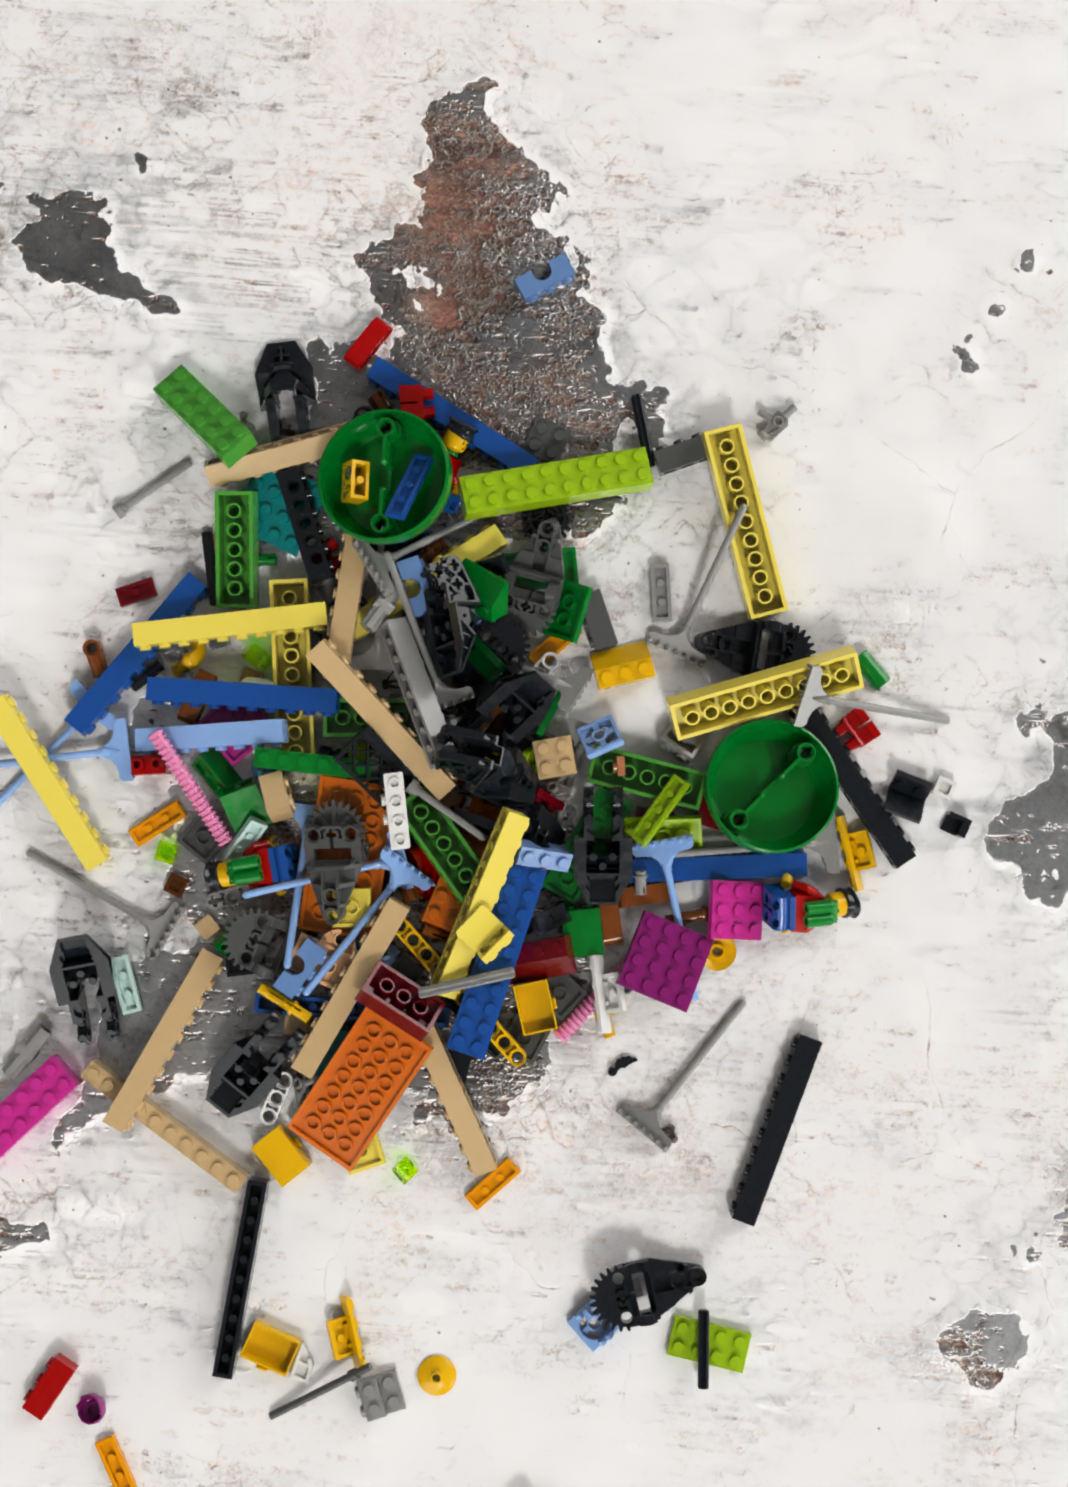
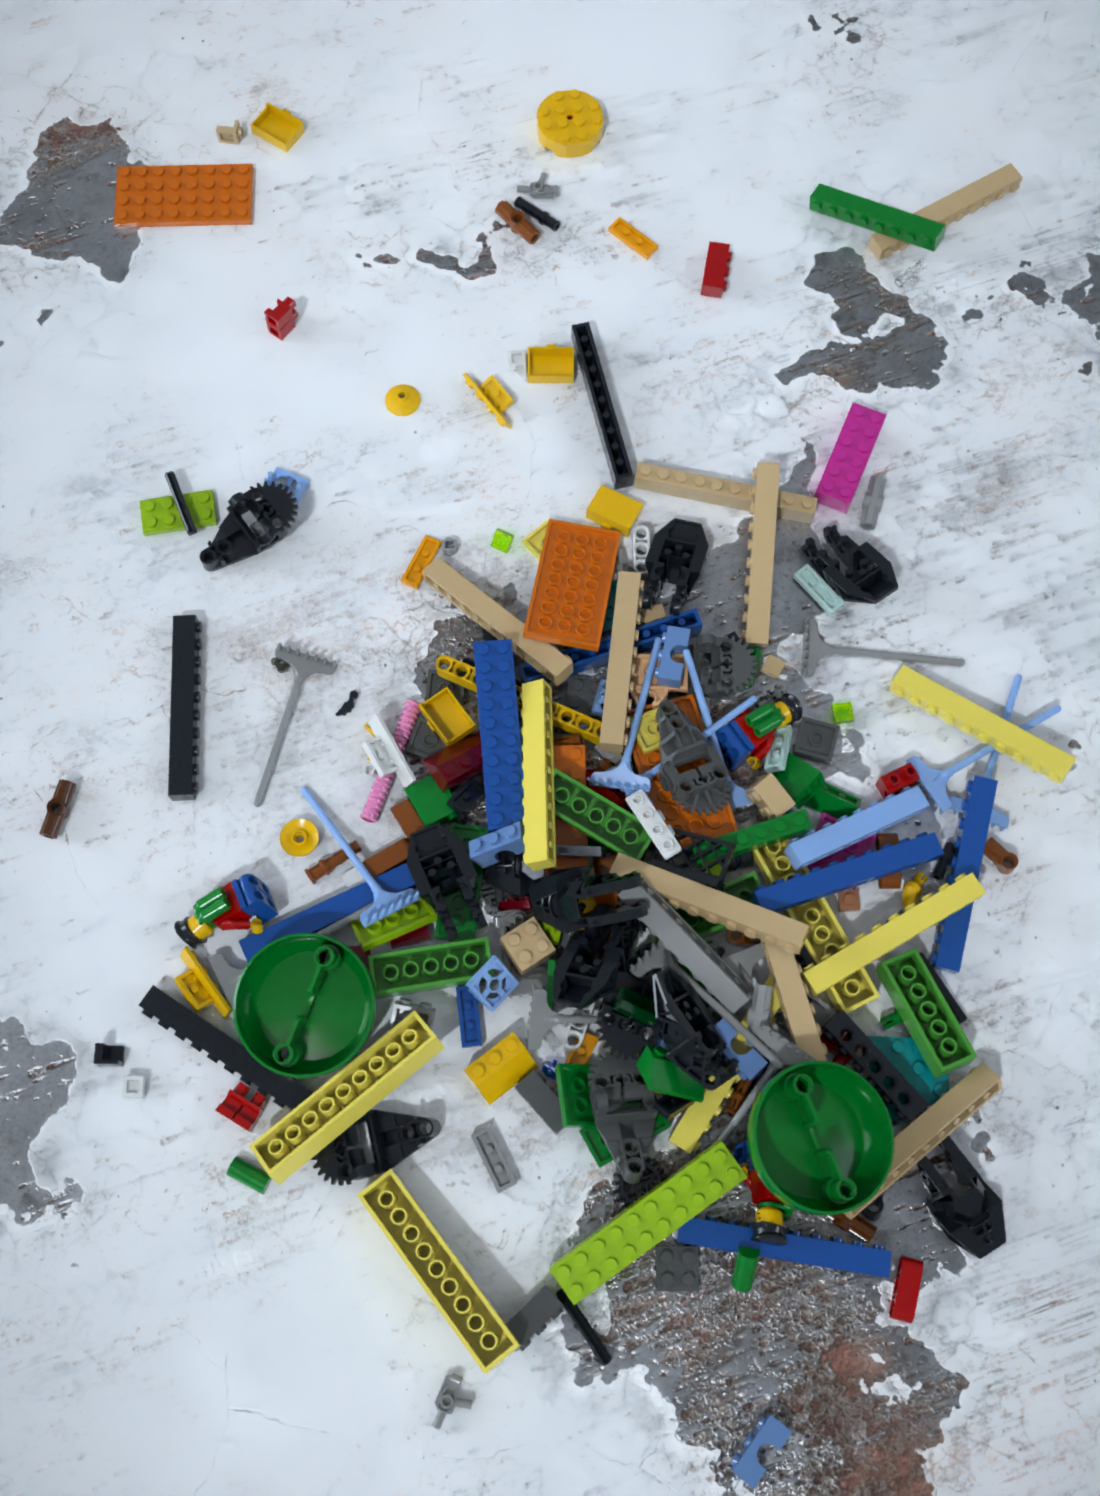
camera: 155 degrees right, 15 degrees down
(91, 1408) = (673, 266): magenta hair -> none
(122, 508) = (1054, 1006): light grey piece -> none
(136, 592) = (996, 933): dark red plate -> none
(157, 823) = (863, 736): light orange tile -> none
(176, 885) = (819, 690): reddish brown tile -> none
(190, 787) = (851, 772): bright pink piece -> none
(205, 416) = (1026, 1130): bright green brick -> none
(257, 657) = (853, 917): clear neon green panel -> none
(257, 680) = (841, 896): white sticker -> none
(285, 1003) = (650, 621): yellow pin -> none
(352, 1375) = (472, 368): dark grey bar -> none
(355, 481) = (847, 1122): yellow brick -> none
(380, 1395) = (443, 366): light grey plate -> none
(398, 1001) = (570, 661): dark red slope -> none
(409, 486) = (791, 1137): blue tile -> none
(413, 398) = (834, 1248): red hips -> none
(415, 789) = (645, 852): light grey piece -> none
(455, 1193) = (449, 552): none -> light grey bush
(466, 982) = (517, 698): light grey axle -> none
(484, 933) = (519, 744): light yellow bracket -> none
(492, 414) = (744, 1268): none -> green brick
(580, 648) = (548, 1069): none -> clear blue piece
(619, 766) = (462, 961): nougat plate -> none
(632, 720) = (468, 1018): none -> blue plate
(640, 882) = (398, 869): light grey pin -> none
(659, 810) = (405, 937): lime tile -> none
(664, 961) = (344, 803): magenta plate -> none
(680, 642) = (453, 1118): light grey piece -> none
(735, 910) = (296, 880): dark pink plate -> none
(814, 697) = (295, 1111): light grey piece -> none
(907, 796) = (167, 1059): black bracket -> none
(935, 1065) = (61, 797): none -> reddish brown piece

